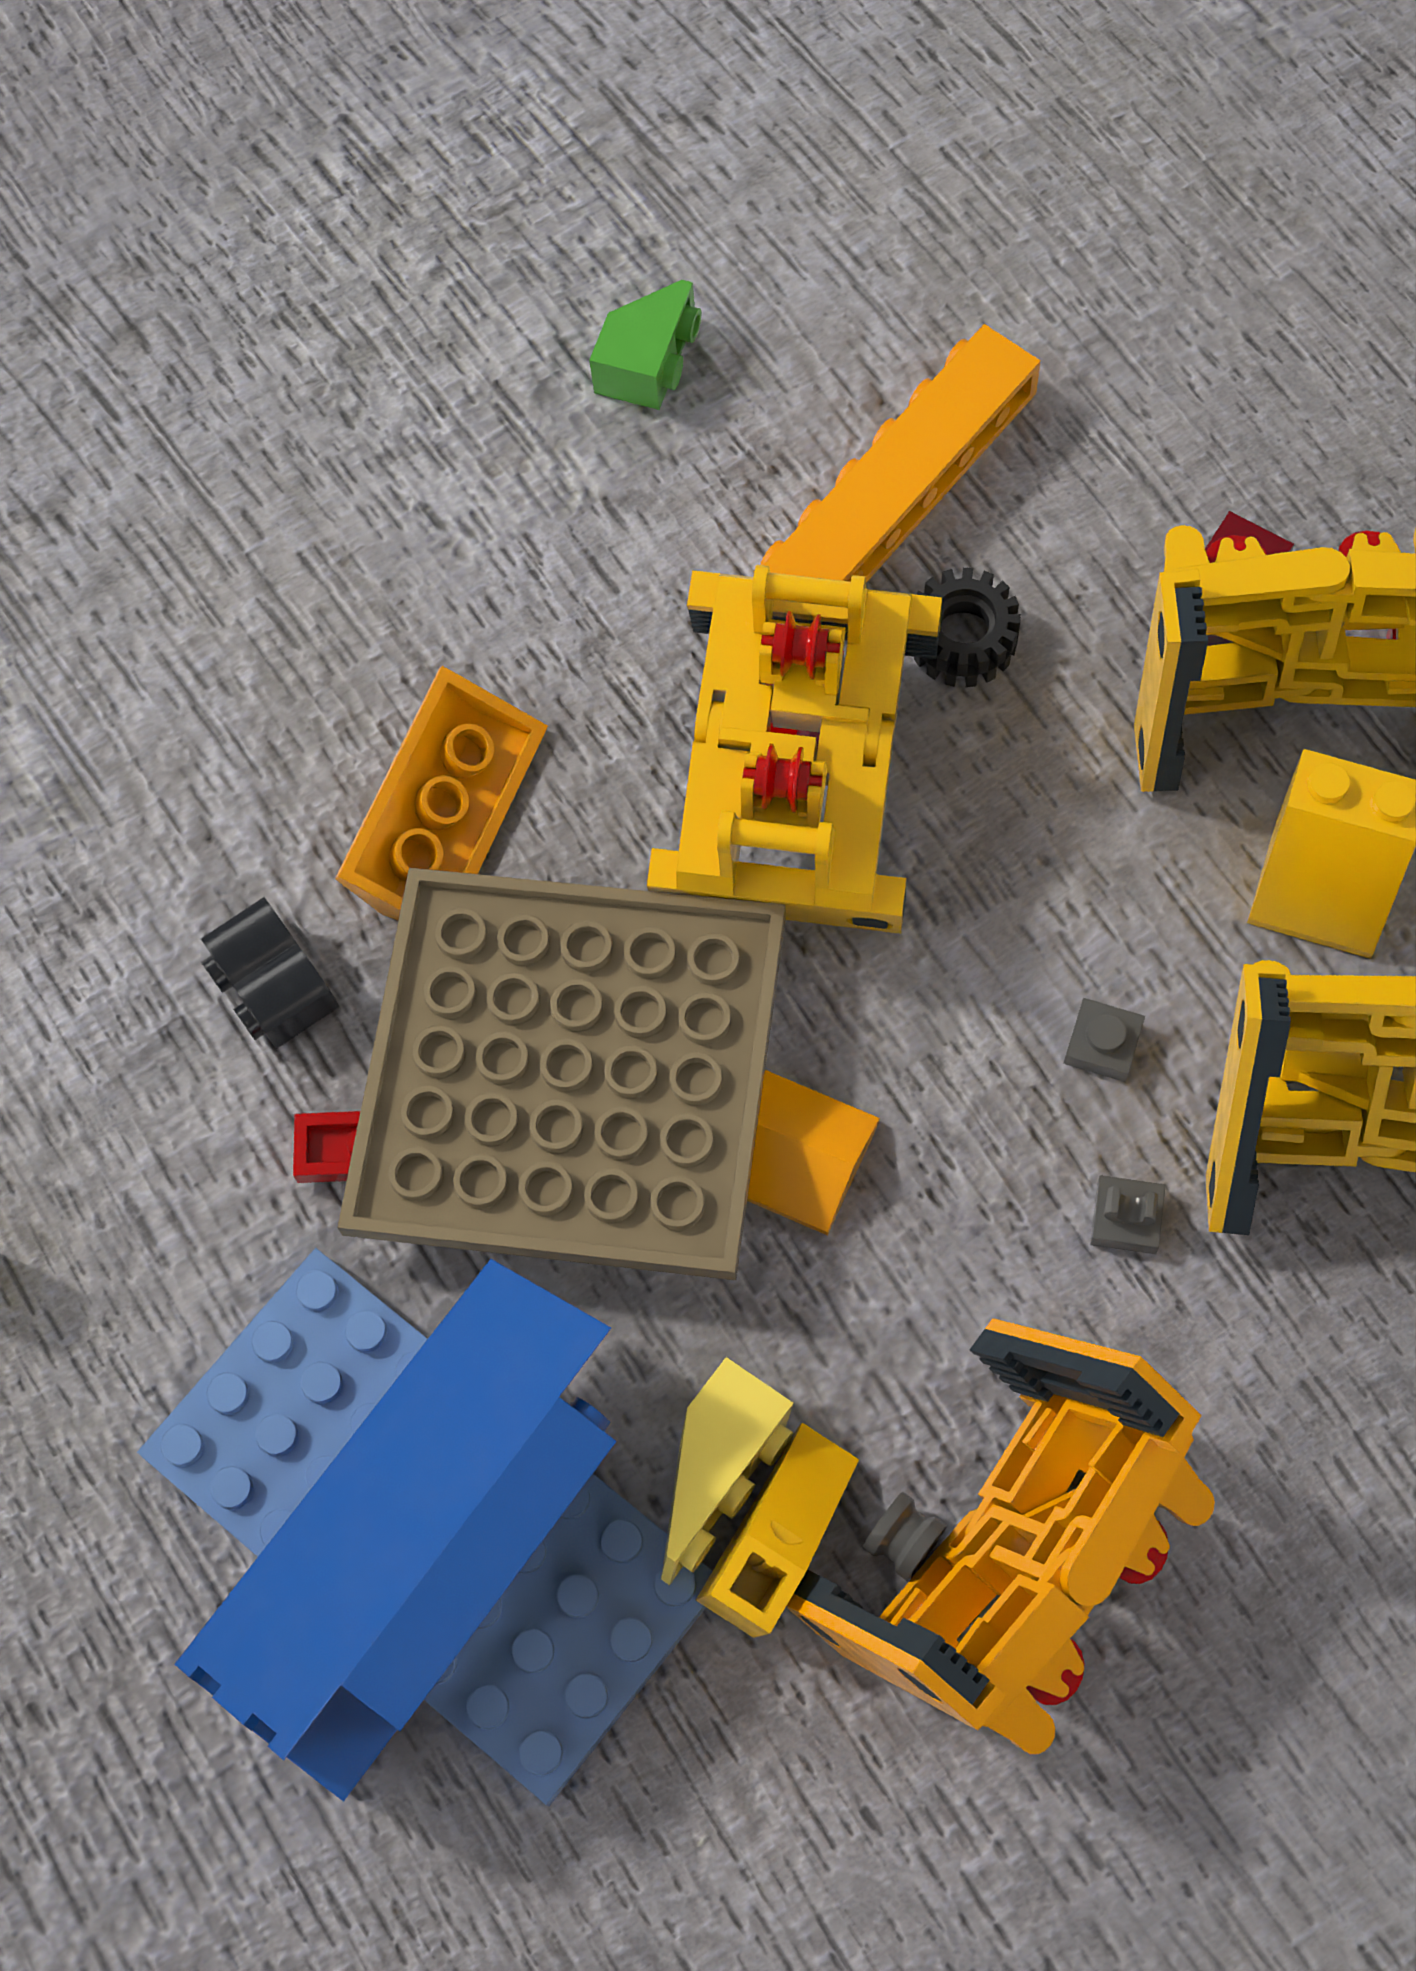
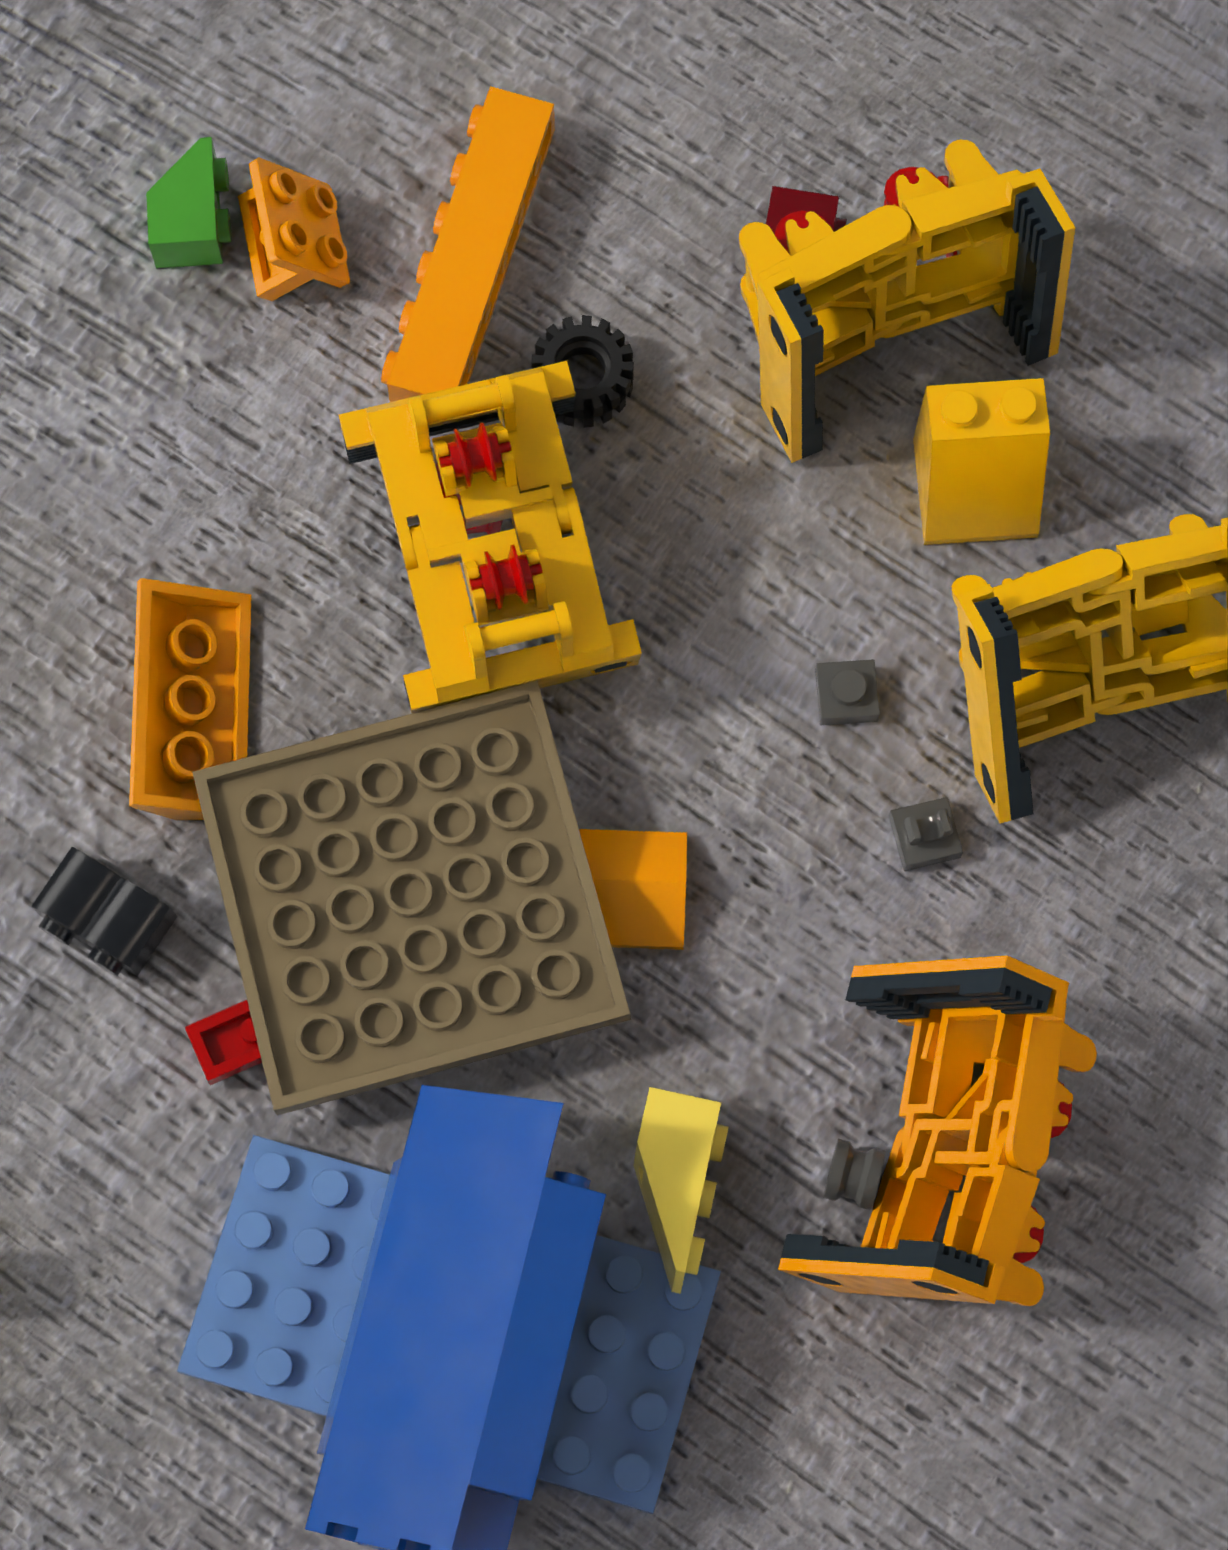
camera: 30 degrees left, 5 degrees up
(735, 396) = (291, 230): none -> light orange bracket
(779, 1534) = (752, 1215): yellow slope -> none

